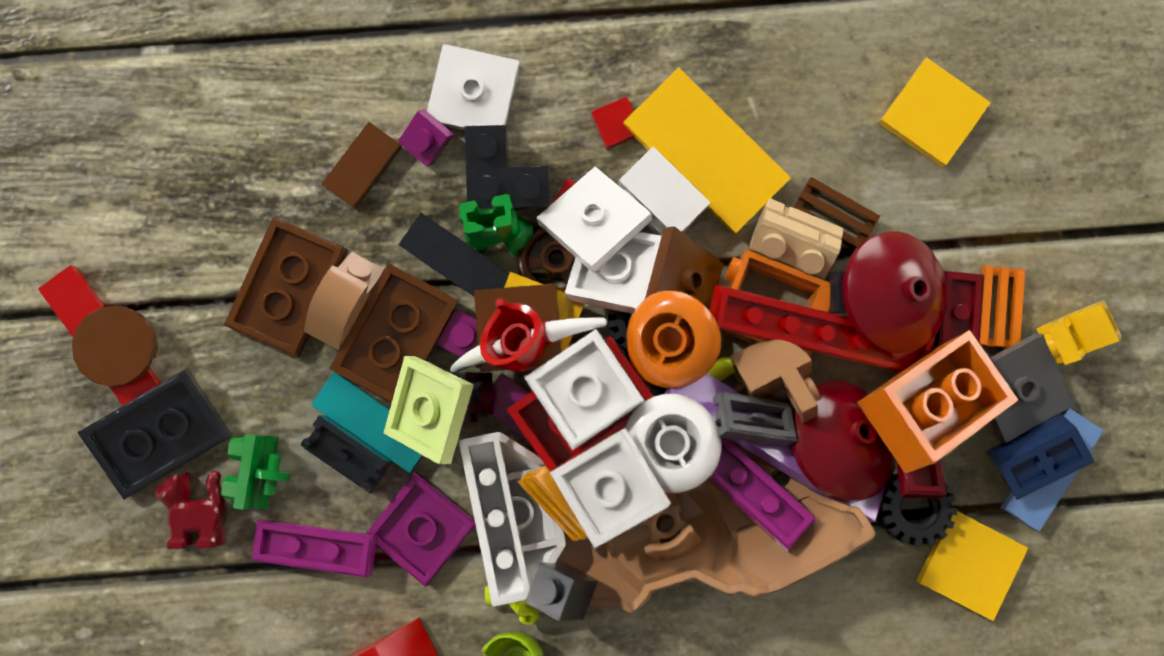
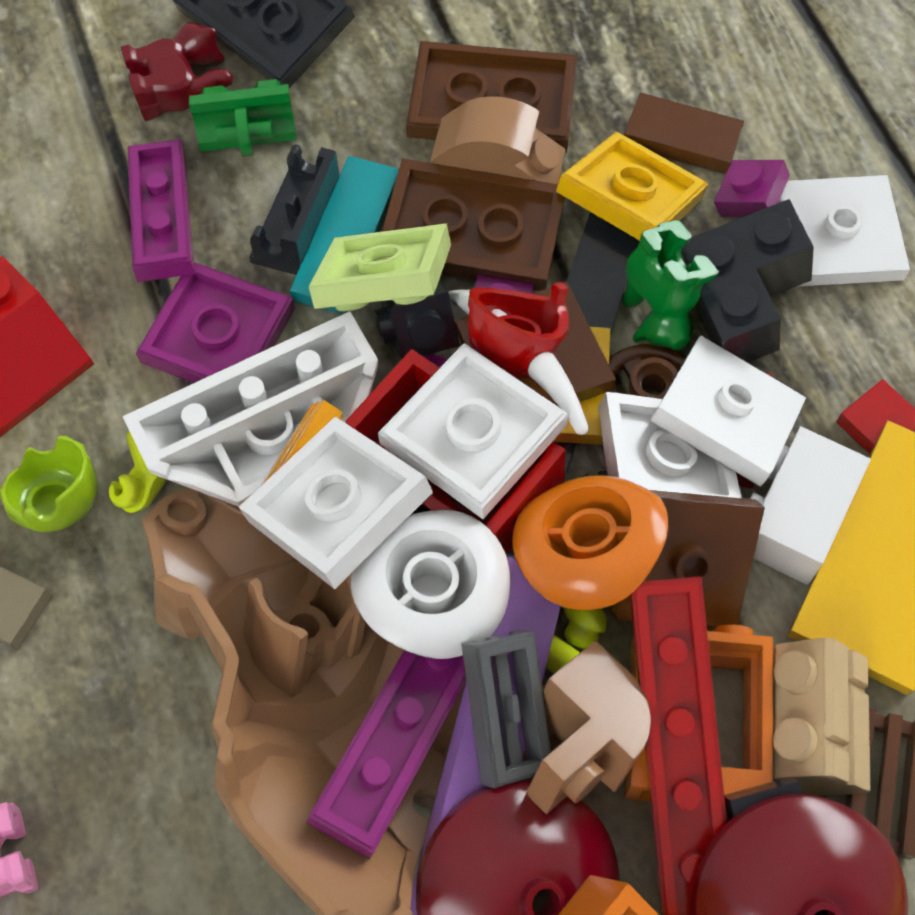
camera: 75 degrees right, 20 degrees down
(402, 218) = (631, 186): none -> yellow tile
(561, 591) = (164, 502): black brick -> none

